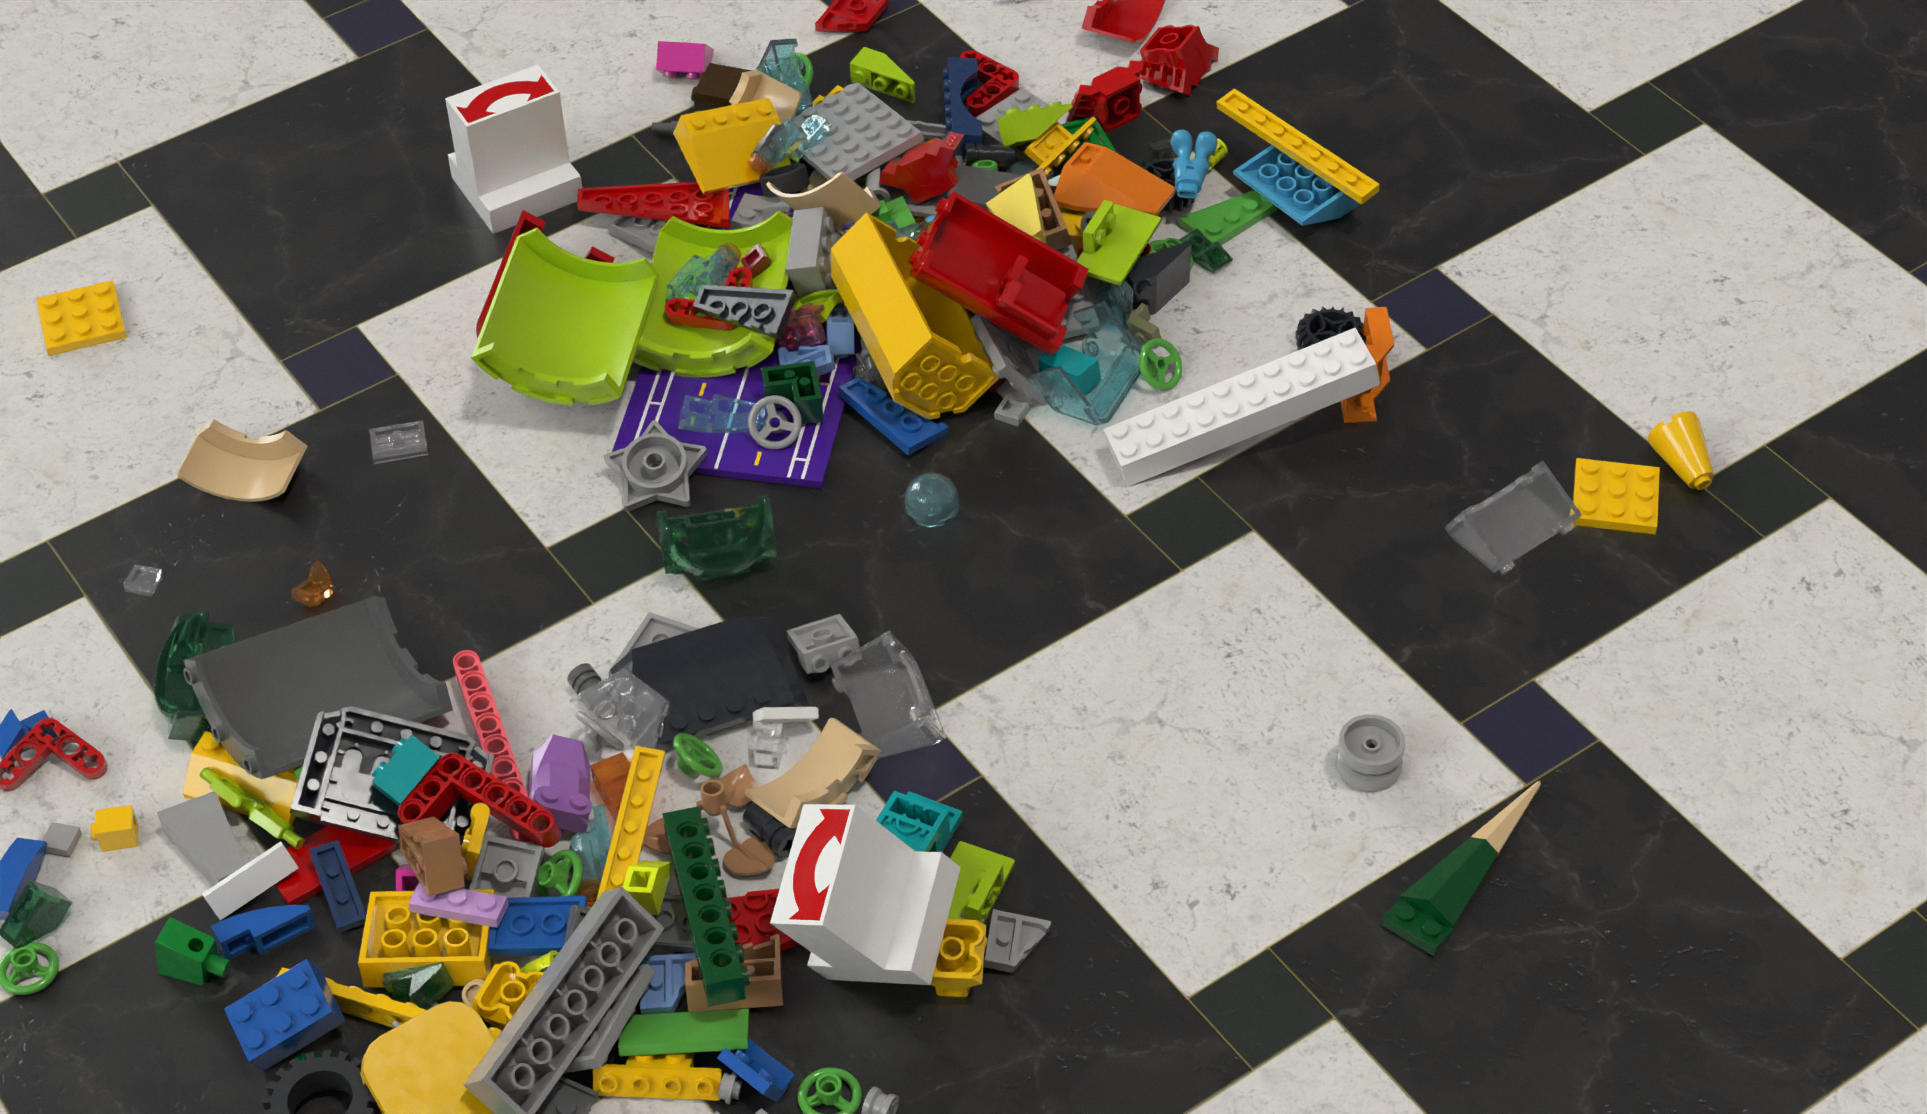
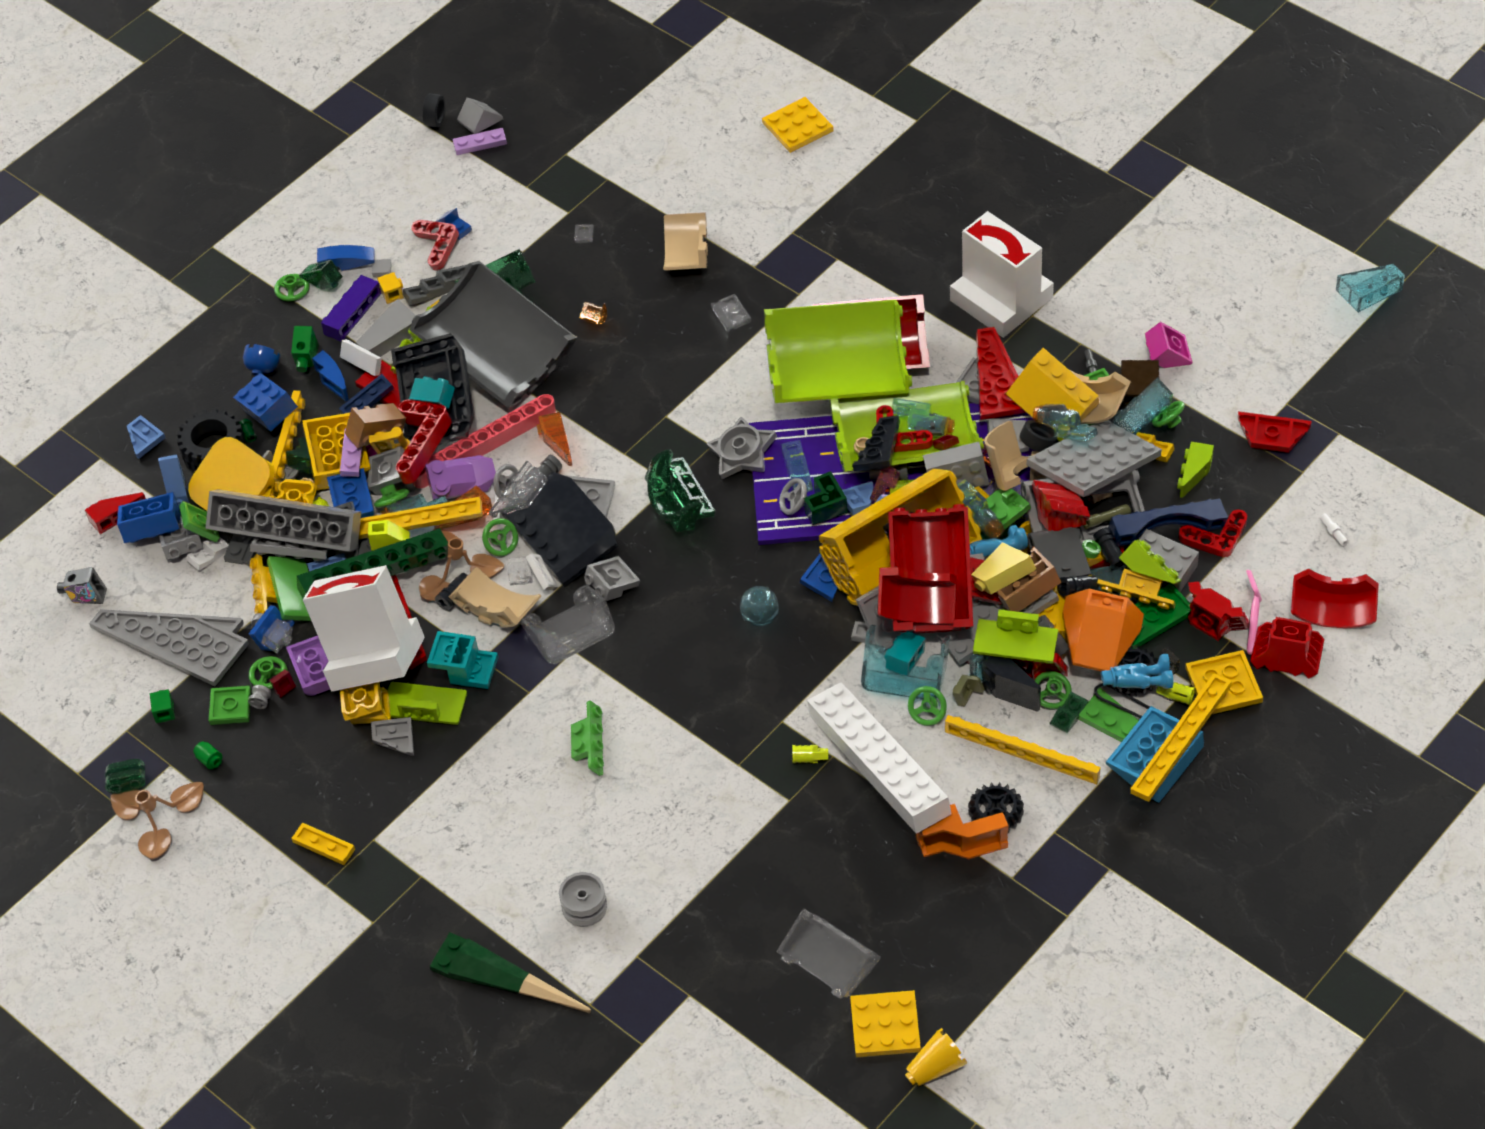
camera: 80 degrees right, 5 degrees up
(128, 885) = (351, 308): none -> dark purple brick
(144, 767) = (434, 286): none -> dark grey slope
(179, 1020) = (260, 359): none -> blue cylinder
(532, 666) = (554, 435): none -> clear orange slope
(720, 338) = (860, 444): none -> tan plate
(783, 1053) = (278, 635): none -> clear brick
(842, 1022) = (309, 662): none -> medium lavender slope
(863, 1070) = (282, 683): none -> dark red plate
(1089, 67) = (1254, 613): none -> bright pink piece
(1095, 717) = (587, 738): none -> bright green bracket
(1184, 1055) = (323, 843): none -> yellow plate
(1193, 493) = (809, 753): none -> neon yellow hinge
(1199, 113) = (1232, 667): none -> yellow plate
(1205, 195) = (1118, 706): none -> black piece
(1248, 299) = (1022, 749): none -> yellow plate

